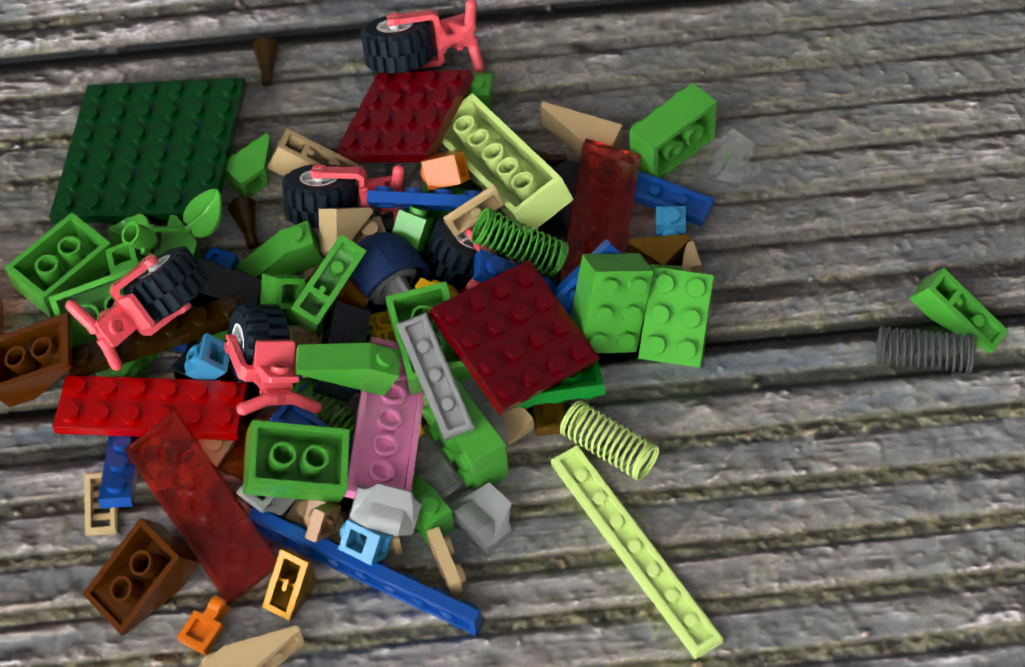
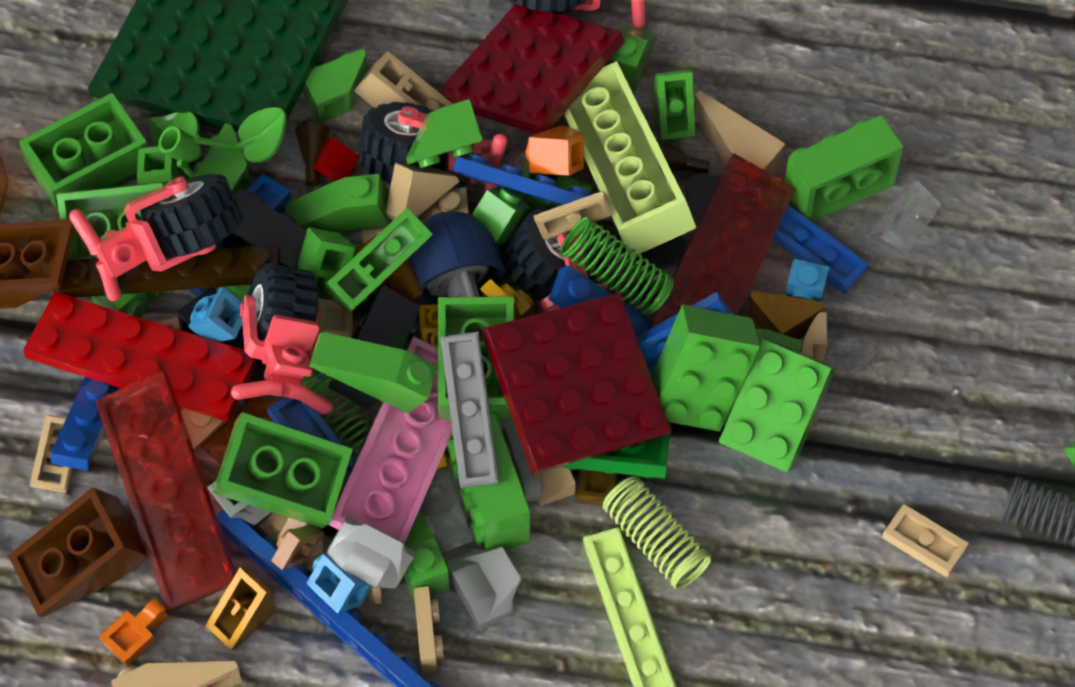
camera: 10 degrees right, 5 degrees up
(266, 222) = (335, 160): none -> red tile
(353, 173) = (445, 131): none -> bright green slope
(526, 114) = (674, 104): none -> bright green slope
(823, 394) = (925, 540): none -> tan plate

